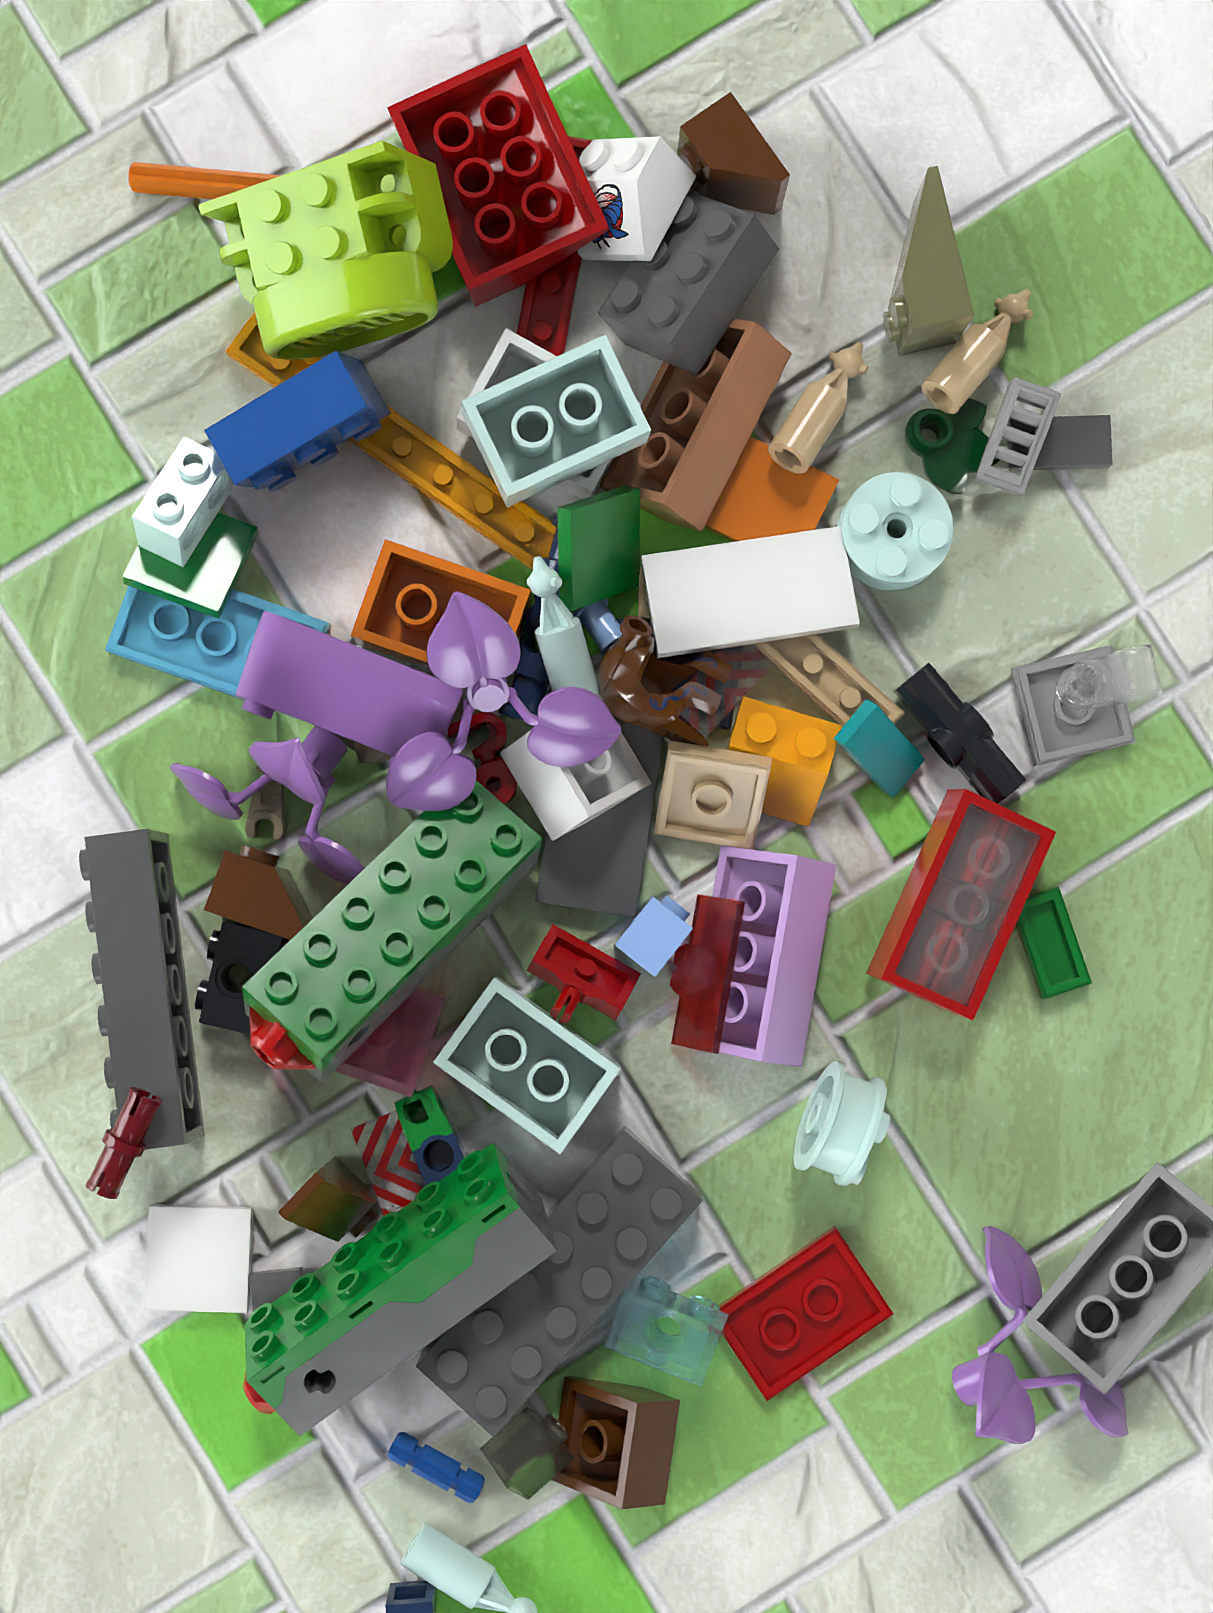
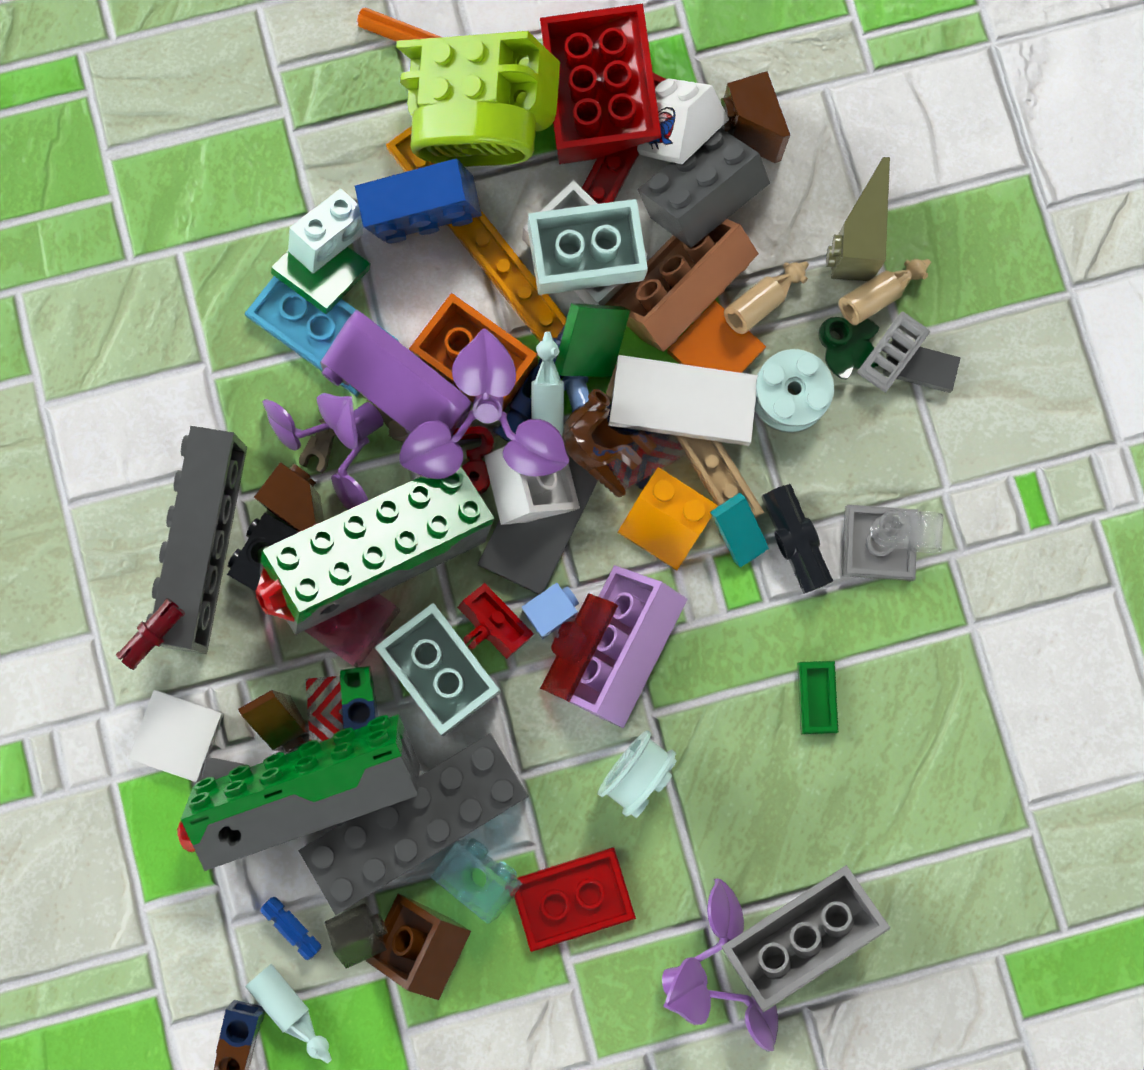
camera: 15 degrees right, 5 degrees down
(712, 795) = (617, 527): tan tile -> none
(961, 902) = (764, 650): brick -> none

